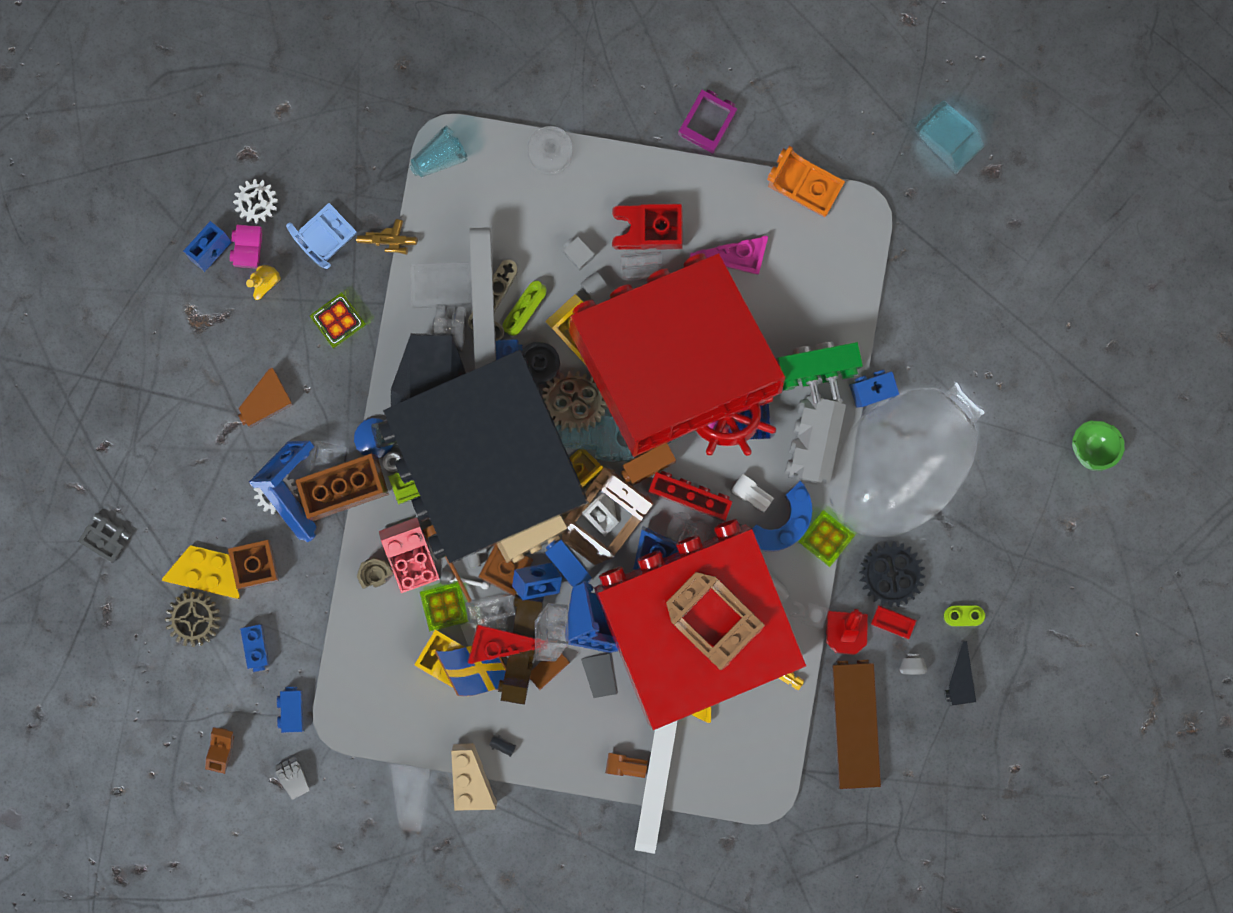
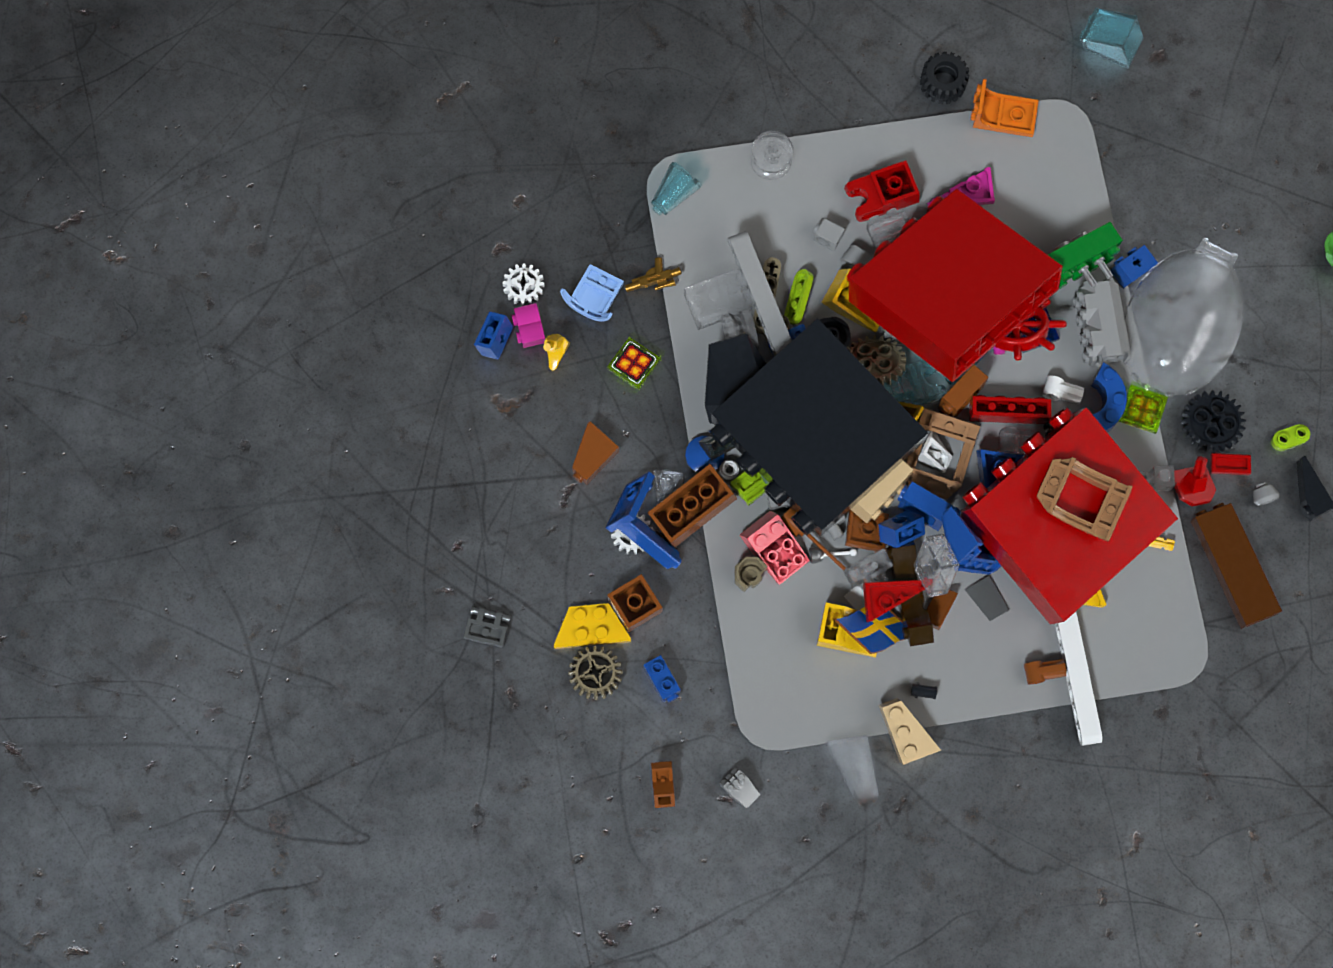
camera: 20 degrees left, 10 degrees down
(291, 710) = (716, 725): blue brick -> none
(444, 606) = (823, 583): clear neon green tile -> none
(697, 138) = (894, 107): magenta window -> none
(764, 107) = (949, 64): none -> black tyre

